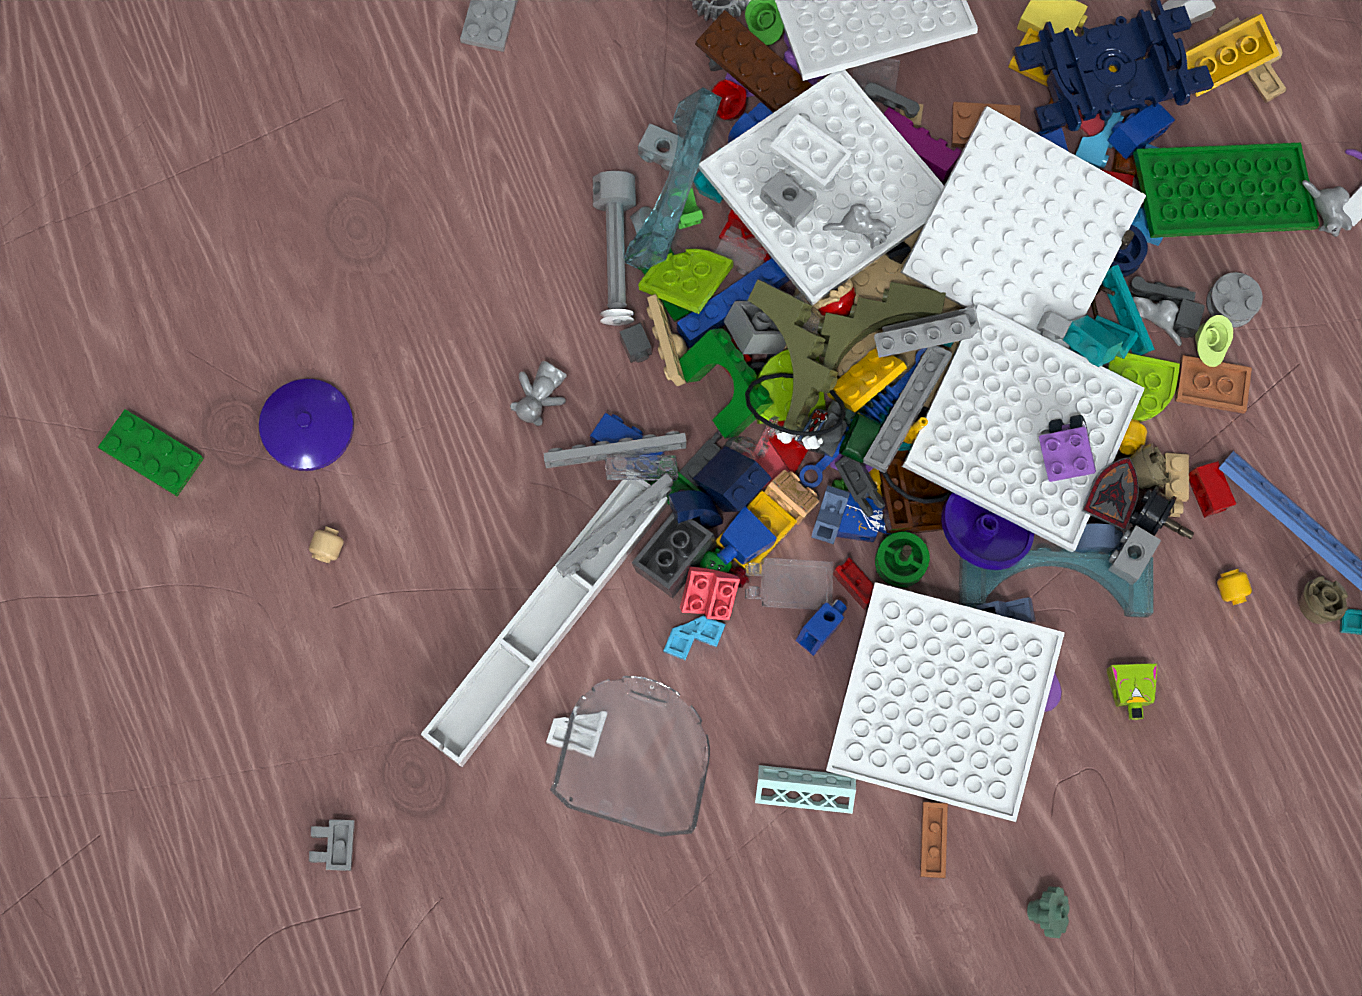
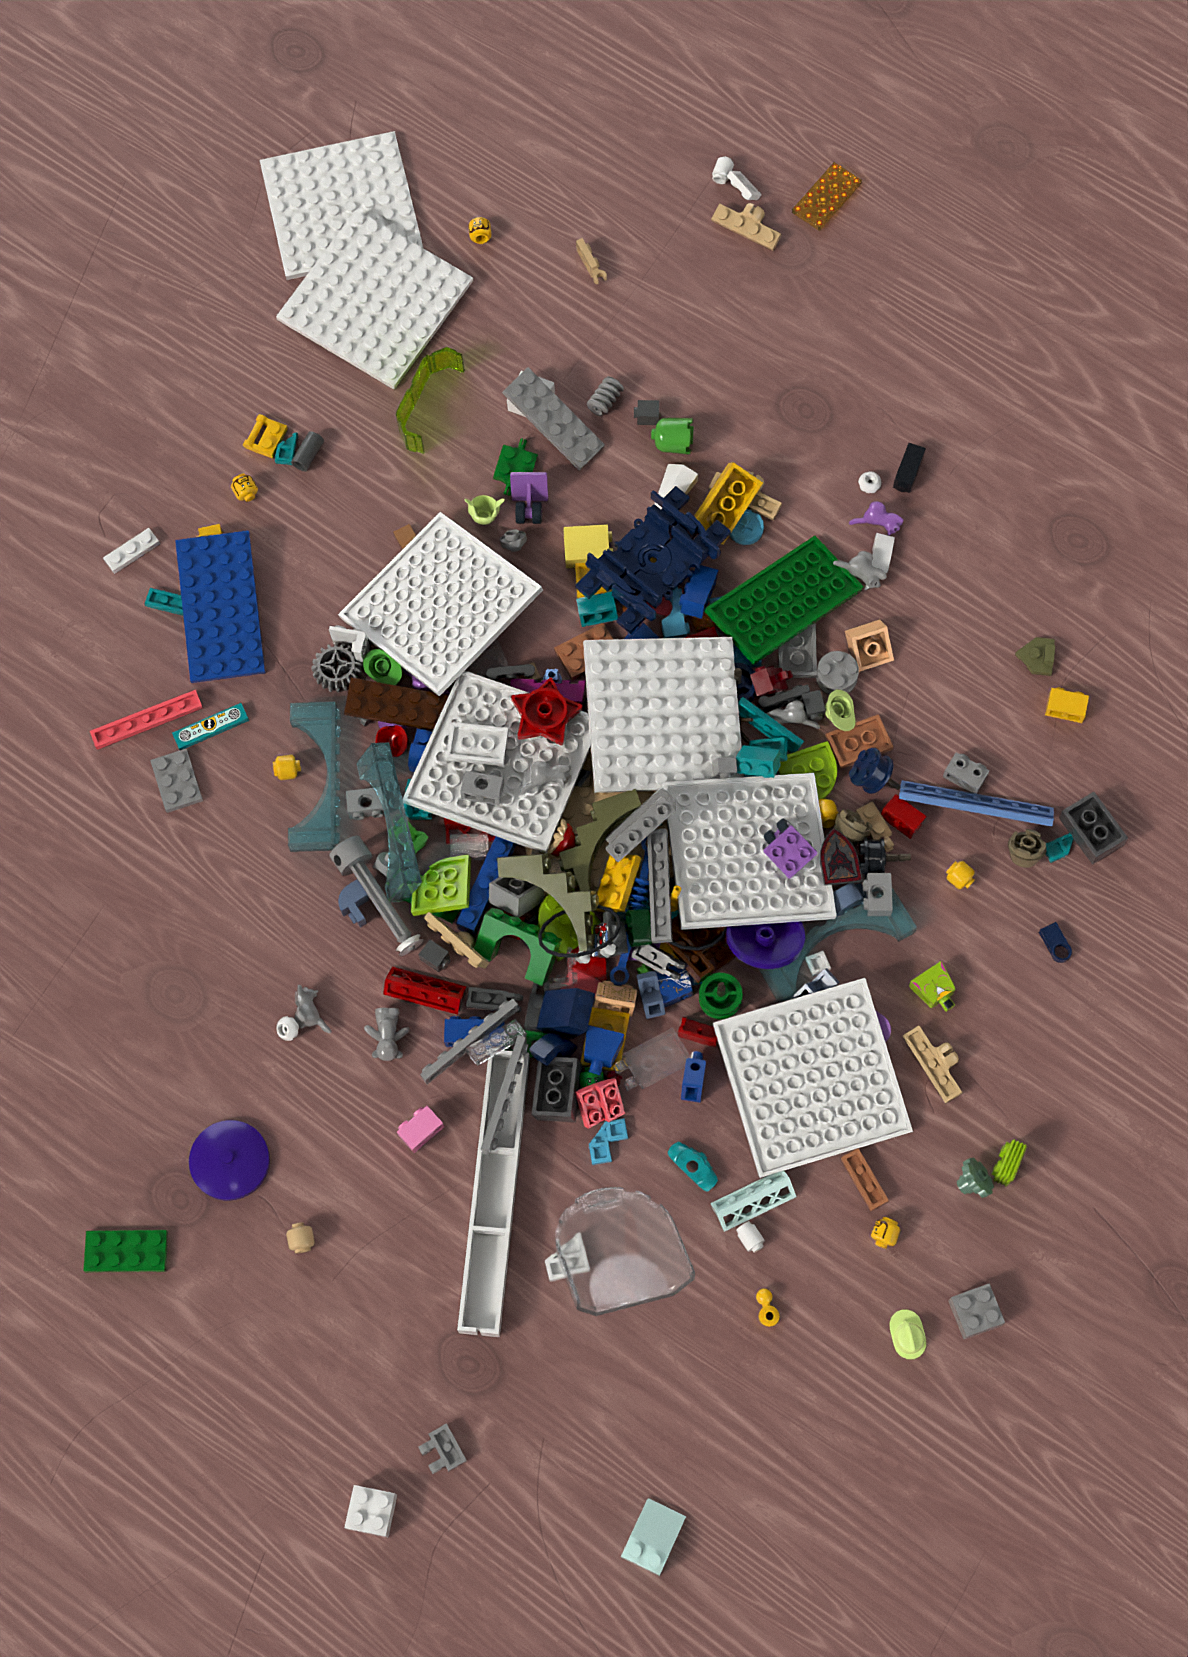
camera: 25 degrees left, 5 degrees down
(224, 861) = (370, 1511): none -> white brick
(443, 328) = (287, 1028): none -> white plate
(473, 322) = (306, 1011): none -> light grey animal
(512, 508) = (420, 1128): none -> bright pink brick
(586, 236) = (350, 899): none -> sand blue brick
(601, 145) = (319, 828): none -> clear light blue arch
(601, 373) = (423, 992): none -> red fence
(605, 65) = (286, 767): none -> yellow head
(664, 420) = (490, 999): none -> dark grey hinge
(753, 895) = (764, 1297): none -> yellow plate
(770, 733) = (704, 1176): none -> teal piece
(778, 825) = (750, 1237): none -> white brick
(903, 145) = (545, 700): none -> red plate
(921, 908) = (885, 1232): none -> yellow head
(934, 129) = (554, 674): none -> light blue hose
(1025, 86) = (599, 606): none -> teal brick
(1025, 586) = (817, 963): none -> white tile
(1083, 765) = (935, 1063): none -> tan plate
(1093, 921) = (1011, 1157): none -> lime brick
(1158, 264) = (770, 680): none -> dark red brick
(1205, 257) = (800, 654): none -> light grey plate
(1208, 423) = (873, 771): none -> dark blue wheel
(1233, 96) = (748, 529): none -> medium azure tile
(1288, 290) = (870, 645): none -> light nougat slope
(1292, 712) = (1054, 938): none -> dark blue piece
(1307, 484) = (966, 773): none -> light grey brick

